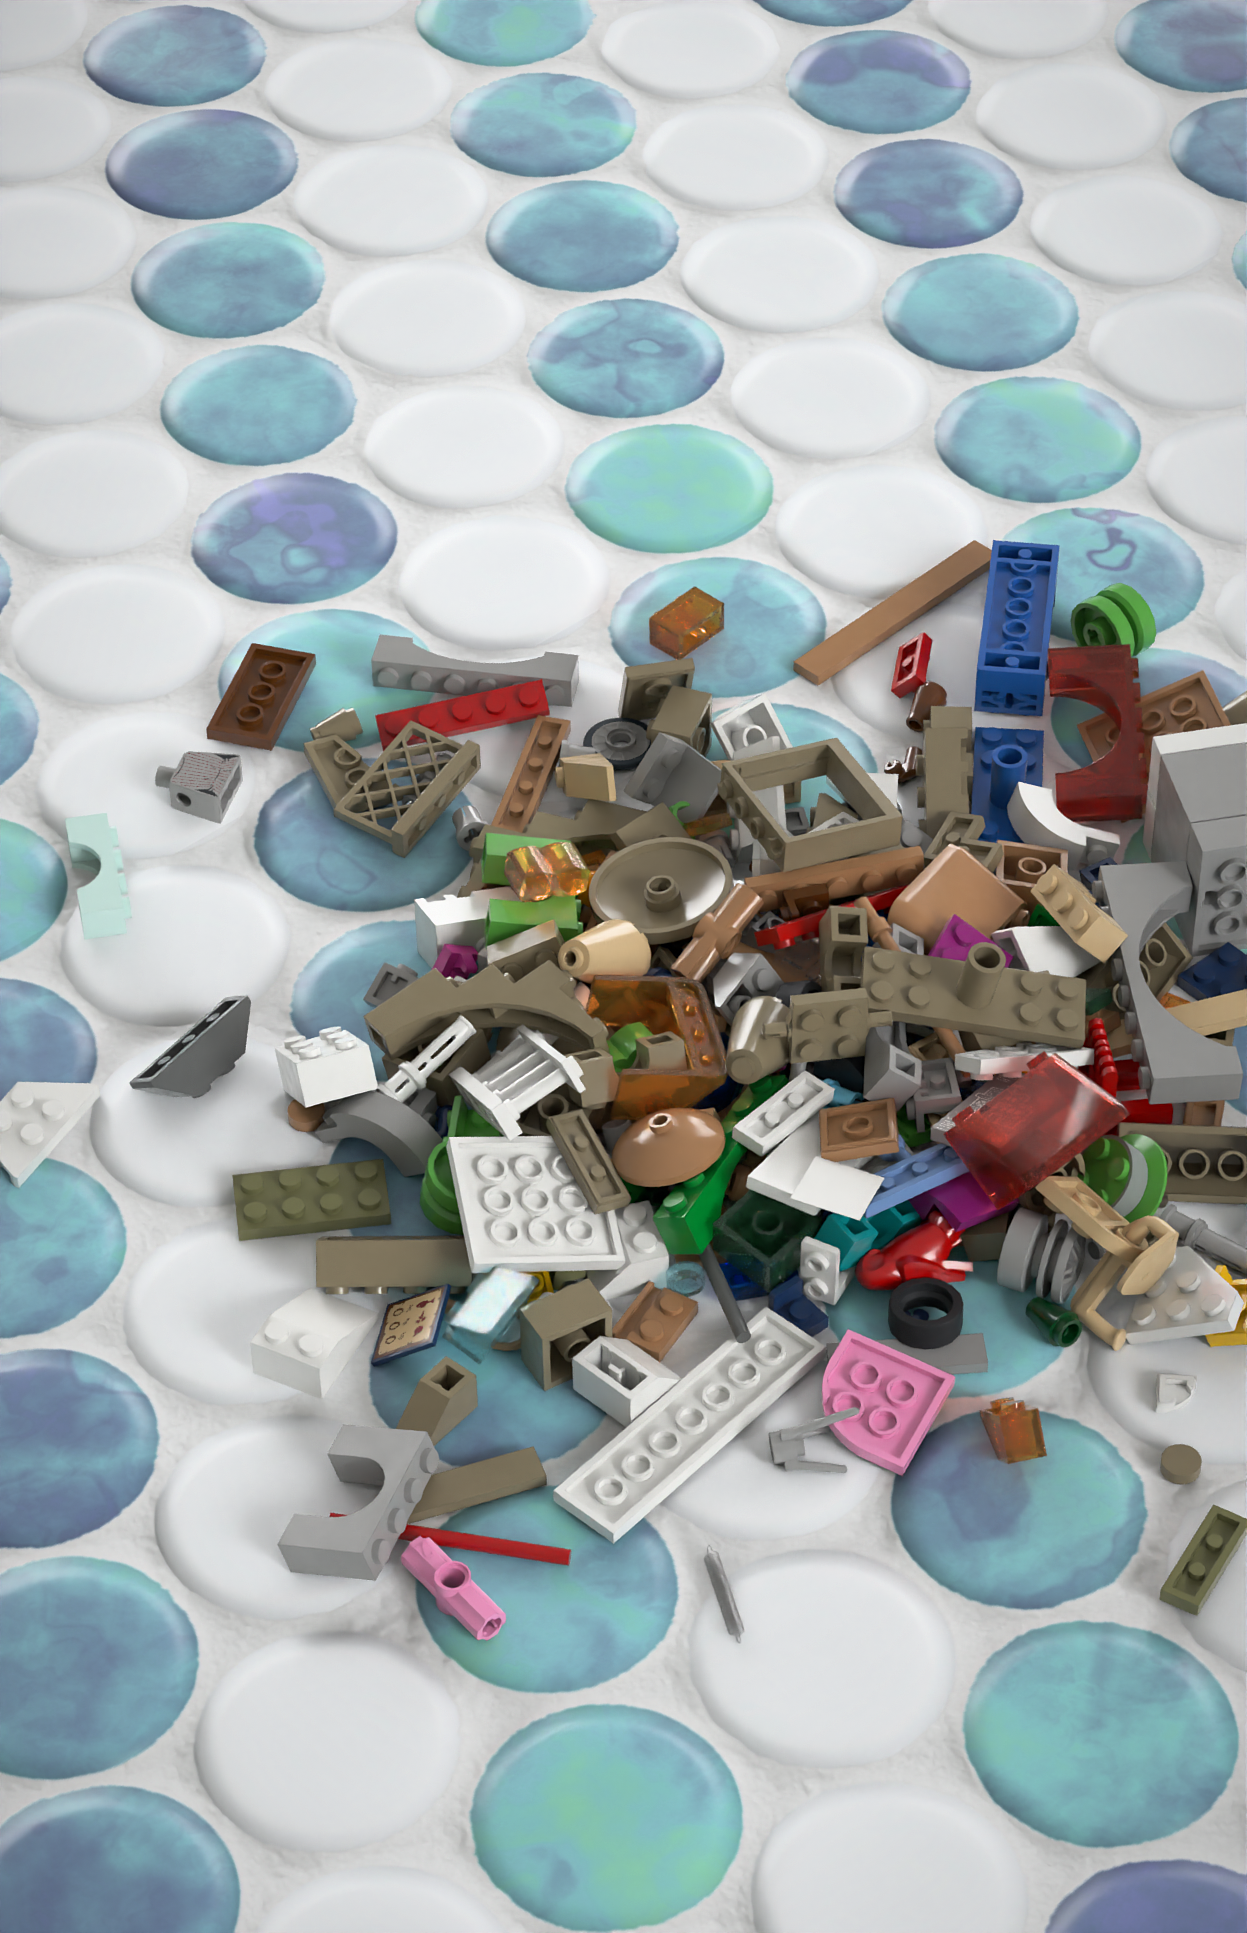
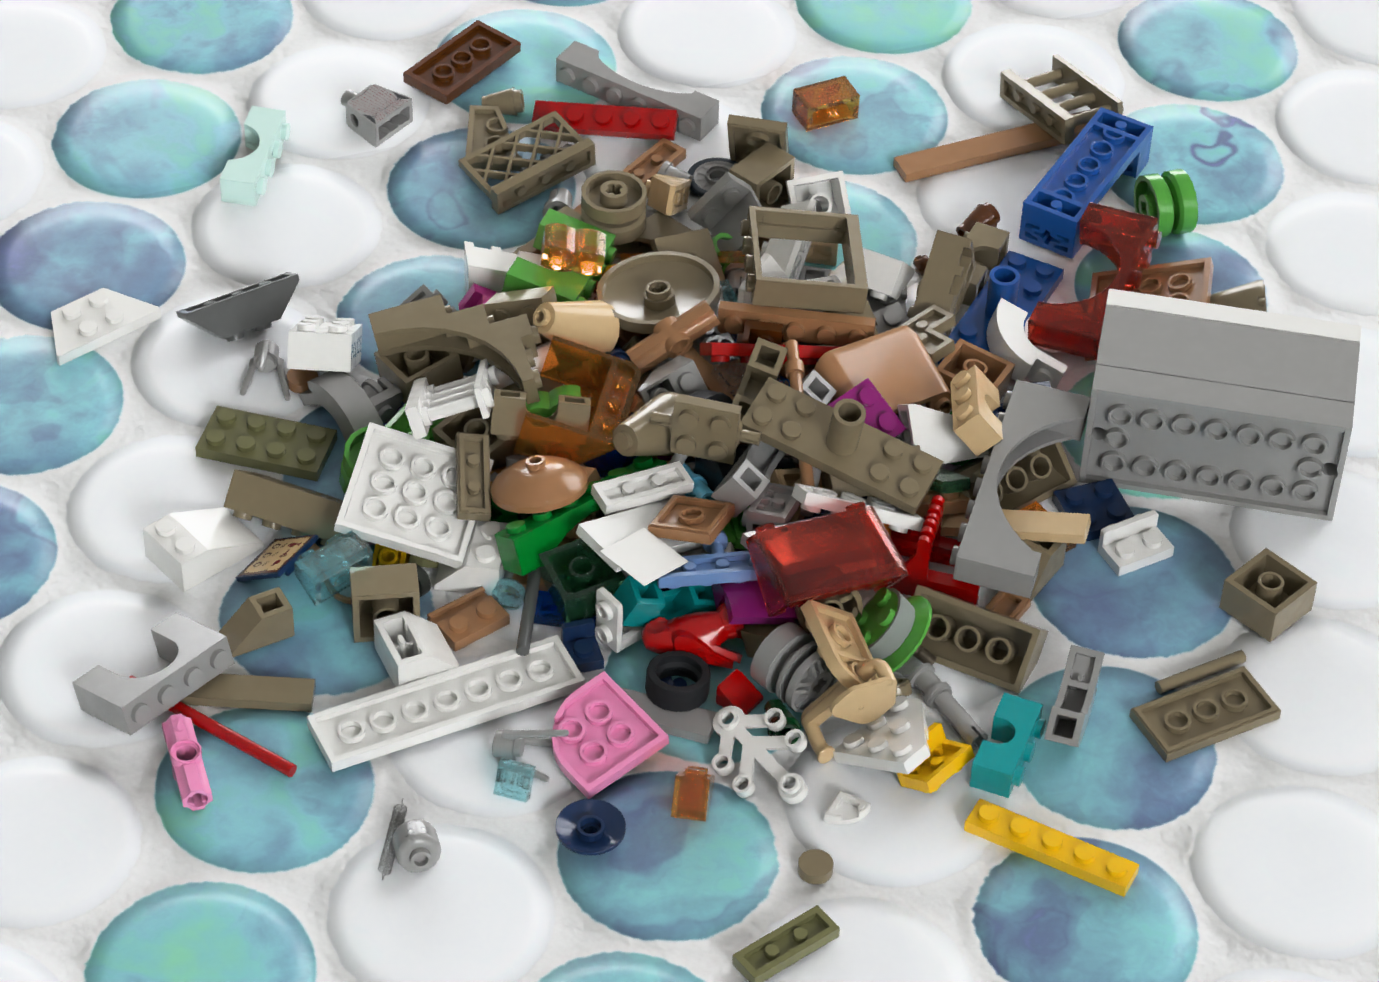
camera: 20 degrees right, 0 degrees up
(256, 1105) = (265, 360): none -> light grey plant
(408, 1071) = (385, 371): white pin -> none
(549, 805) = (615, 204): none -> dark tan wheel
(759, 1591) = (416, 845): none -> light grey head
(818, 1482) = (514, 780): none -> clear light blue tile
(911, 665) = (987, 186): red plate -> none
(928, 563) = (1055, 116): none -> dark tan fence
(929, 1493) = (590, 827): none -> dark blue dish
(990, 1306) = (738, 692): none -> red slope
(1050, 1358) = (756, 748): none -> white plant

